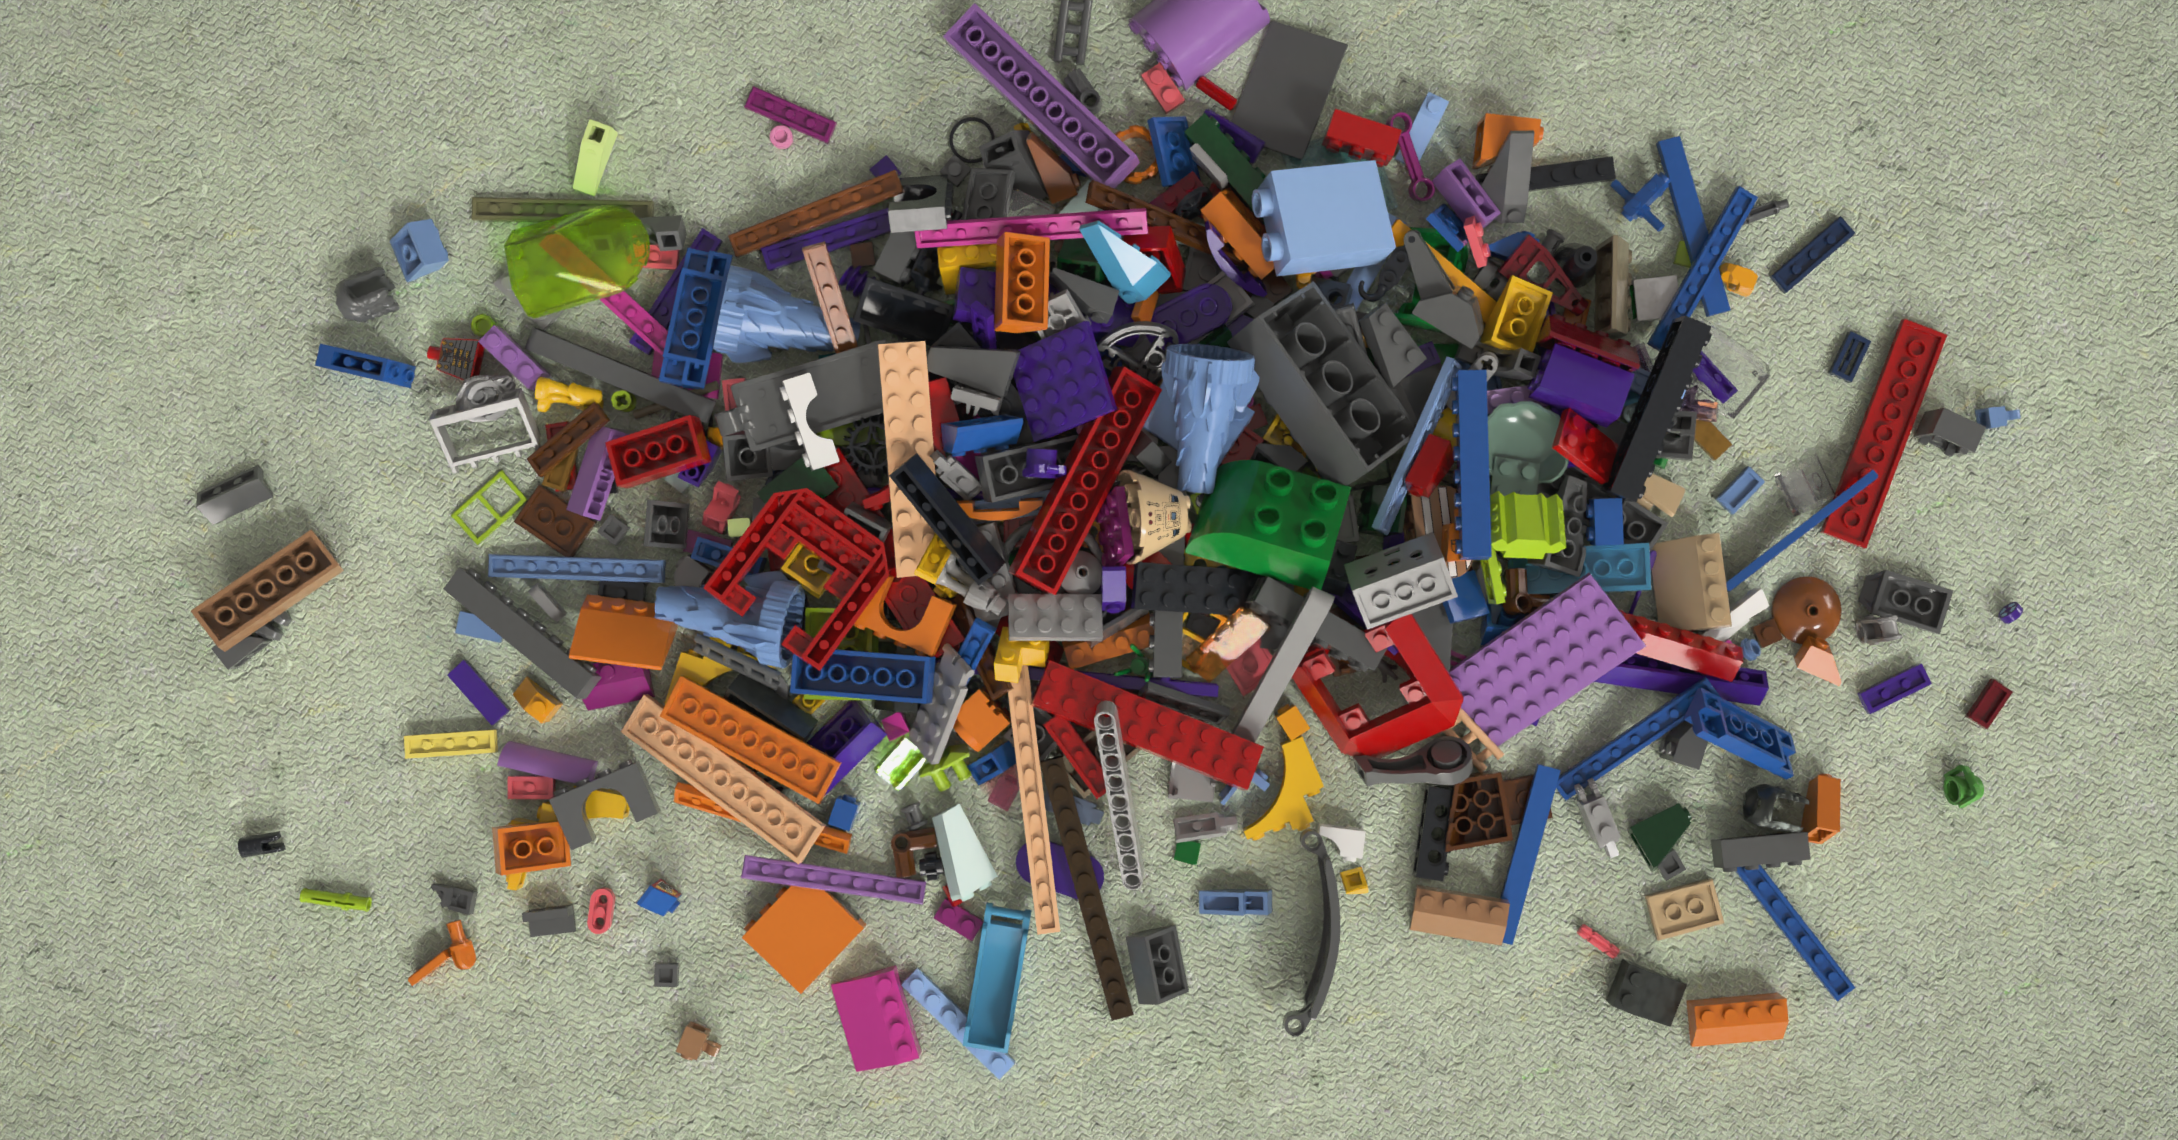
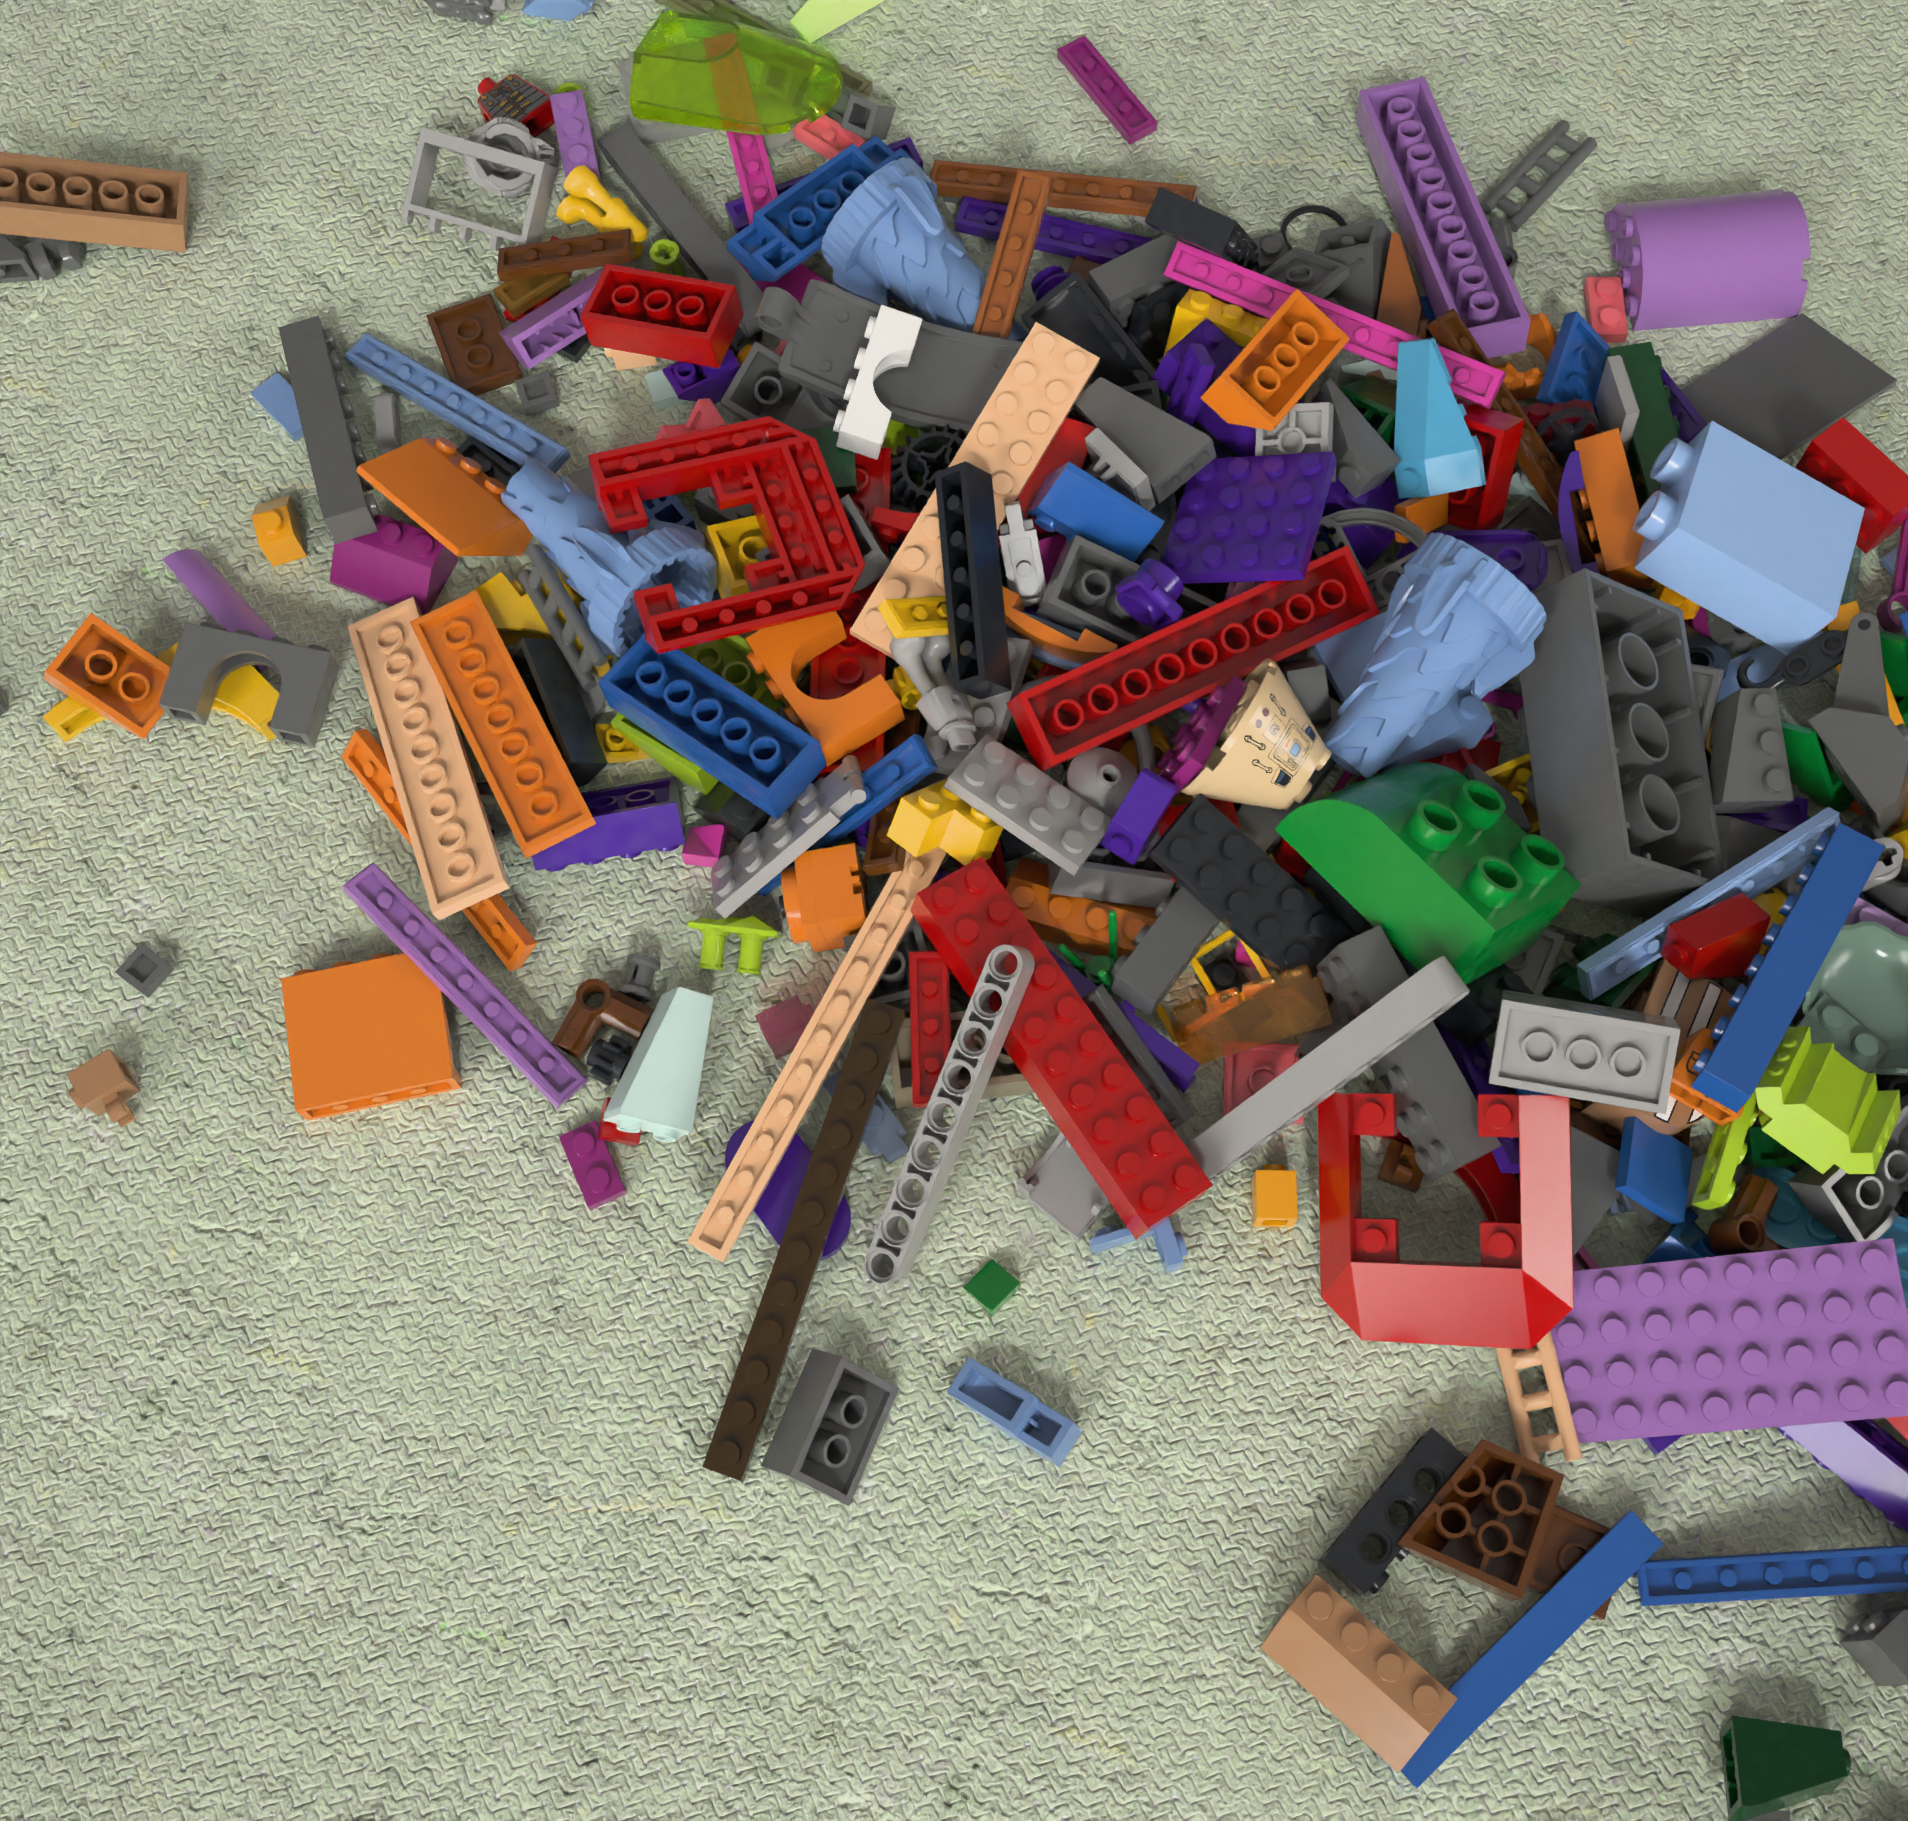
camera: 35 degrees right, 20 degrees down
(233, 495) = (136, 105): dark grey panel -> none
(365, 365) = (403, 56): blue slope -> none
(450, 743) = (132, 511): light yellow plate -> none
(478, 692) = (218, 478): dark purple tile -> none
(501, 520) = (413, 308): lime window -> none
(530, 787) = (169, 615): coral plate -> none
(550, 920) = (62, 801): dark grey panel -> none
(601, 909) = (133, 829): coral plate -> none
(660, 898) = (218, 856): blue slope -> none
(666, 524) = (601, 404): dark grey slope -> none
(781, 137) = (1078, 105): bright pink tile -> none
(844, 812) = (550, 910): blue brick -> none
(876, 1019) = (372, 1228): dark pink slope -> none
(900, 763) = (674, 894): clear neon green bracket -> none
(953, 1019) = (479, 1318): light blue plate -> none
(993, 763) = (800, 973): blue slope -> none
(996, 980) = (580, 1284): dark azure windscreen -> none
(1203, 826) = (1041, 1265): light grey hinge -> none
(1216, 93) = (1675, 351): red axle -> none
(1298, 779) = (1192, 1319): yellow arch -> none
(1329, 945) = (1198, 1405): dark grey panel -> none
(1347, 839) = (1248, 1428): white arch -> none
(1354, 881) = (1219, 1507): yellow slope -> none
(1385, 669) = (1463, 1209): dark grey bar -> none
(1439, 762) = (1465, 1396): dark grey animal -> none
(1598, 818) = (1684, 1667): light grey hinge -> none

